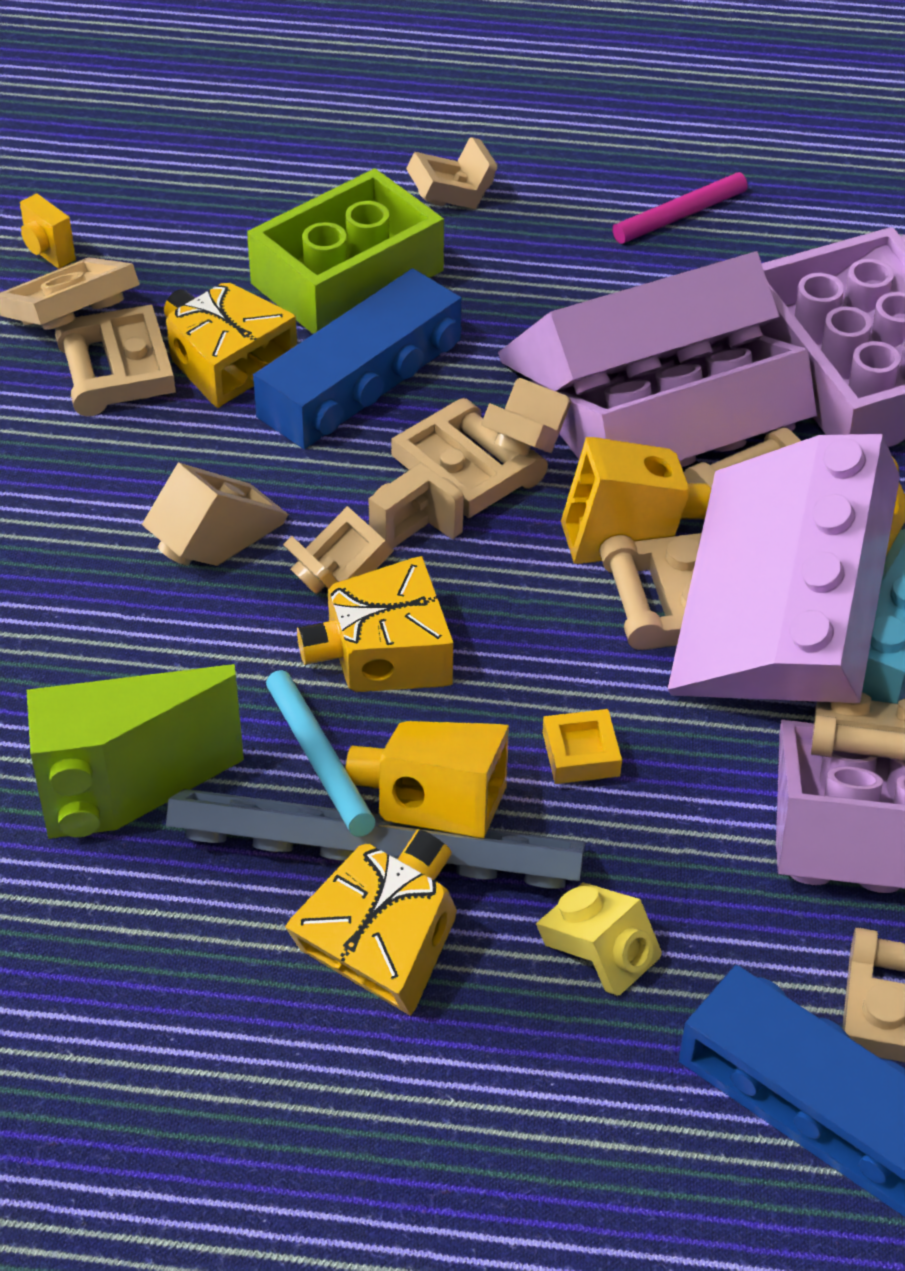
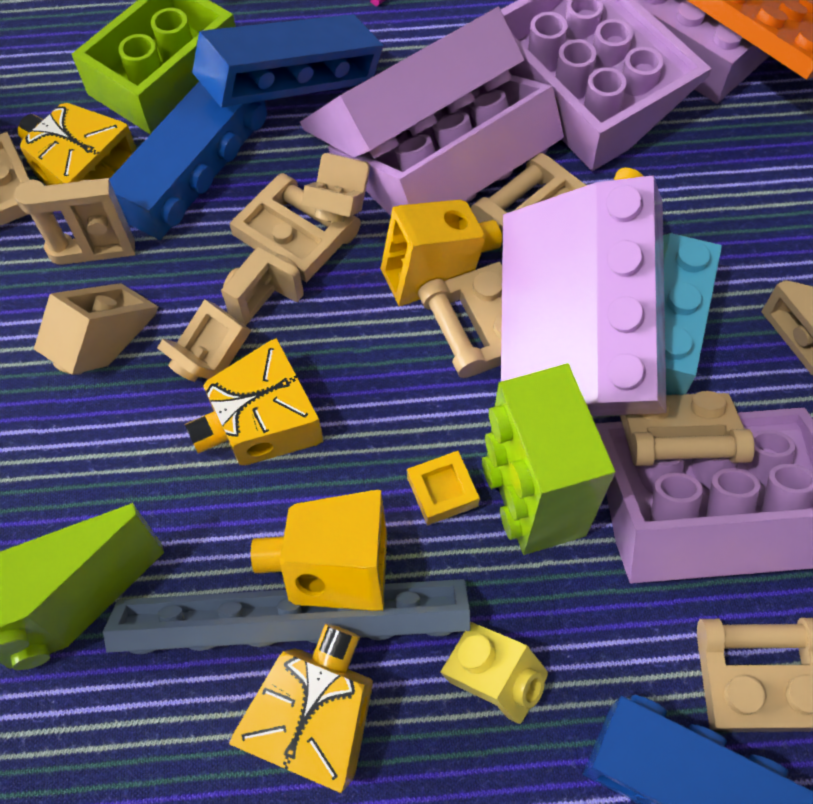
camera: 10 degrees left, 15 degrees up
(237, 402) = (90, 213): none -> tan plate
(321, 754) = (229, 553): medium azure bar -> none
(493, 273) = (285, 58): none -> blue brick
(700, 717) = (545, 459): none -> lime brick

